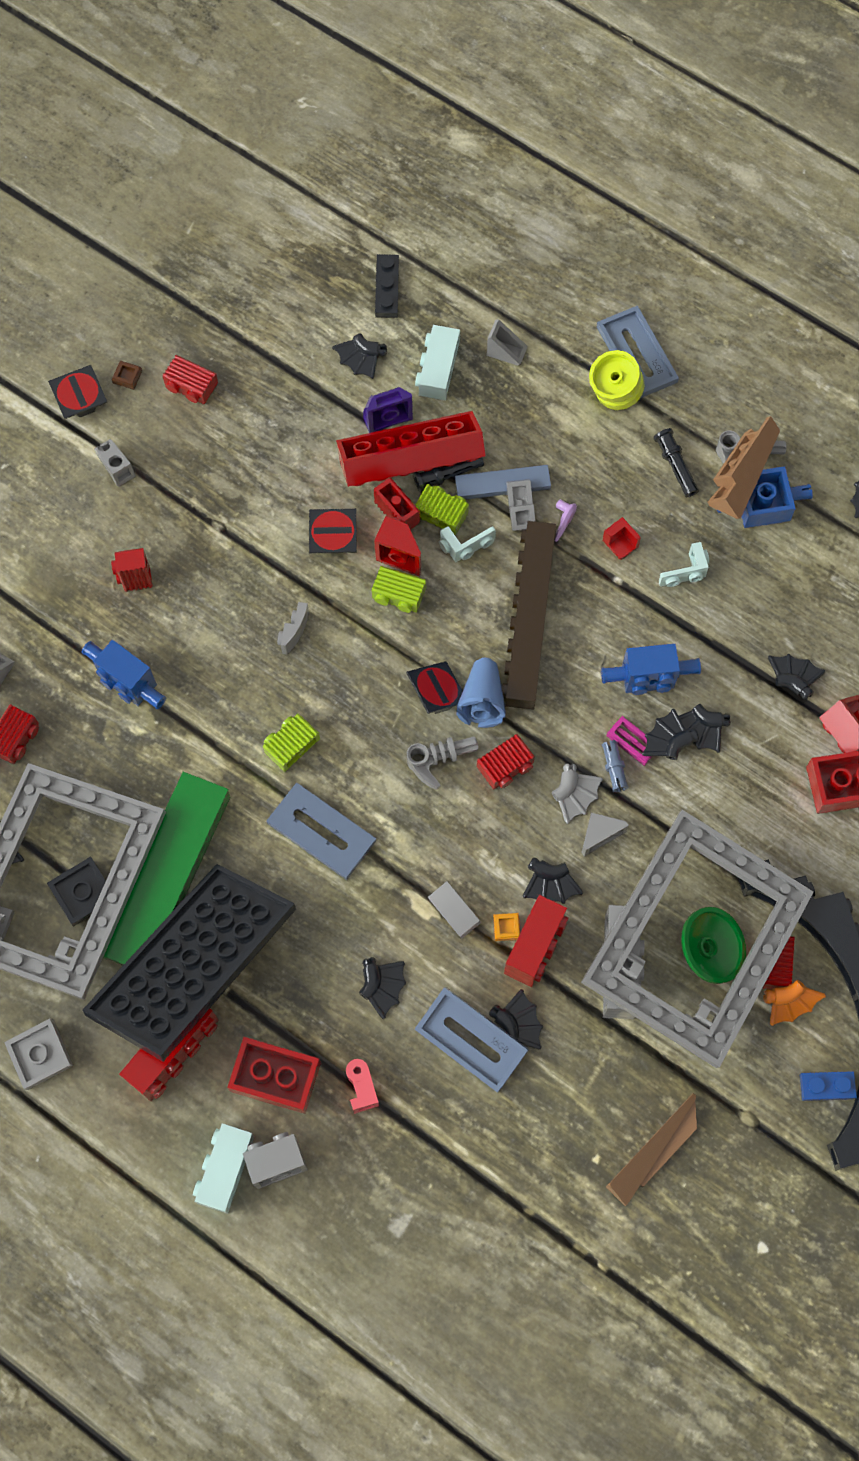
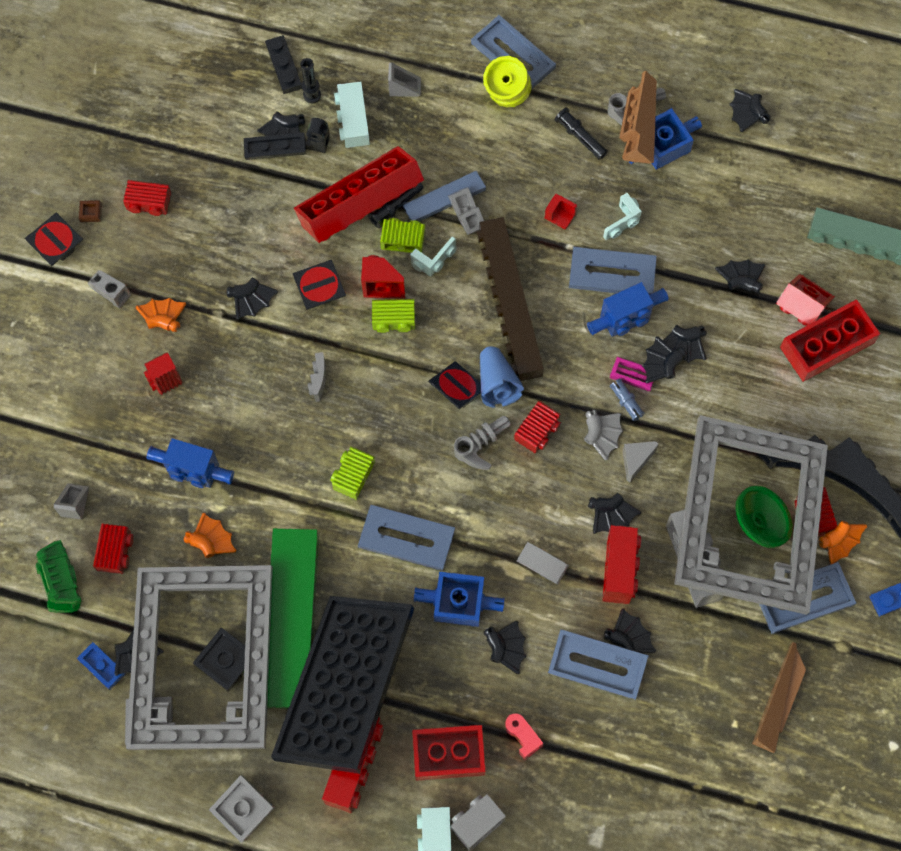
camera: 20 degrees left, 0 degrees up
(117, 758) = (210, 537): none -> orange arm
(158, 506) = (162, 313): none -> orange arm
(256, 520) = (250, 297): none -> black arm
(342, 902) = (445, 595): none -> blue brick
(343, 369) = (275, 146): none -> black plate
(388, 409) = (326, 167): dark purple slope -> none
(392, 371) = (318, 135): none -> black leg
(396, 503) = (363, 243): red brick -> none
(404, 310) = (310, 84): none -> black pin
(506, 926) = (590, 562): light orange tile -> none
(569, 511) = (508, 209): lavender bar -> none
(645, 633) = (606, 282): none -> sand blue piece
(763, 1066) = (839, 599): none -> sand blue piece

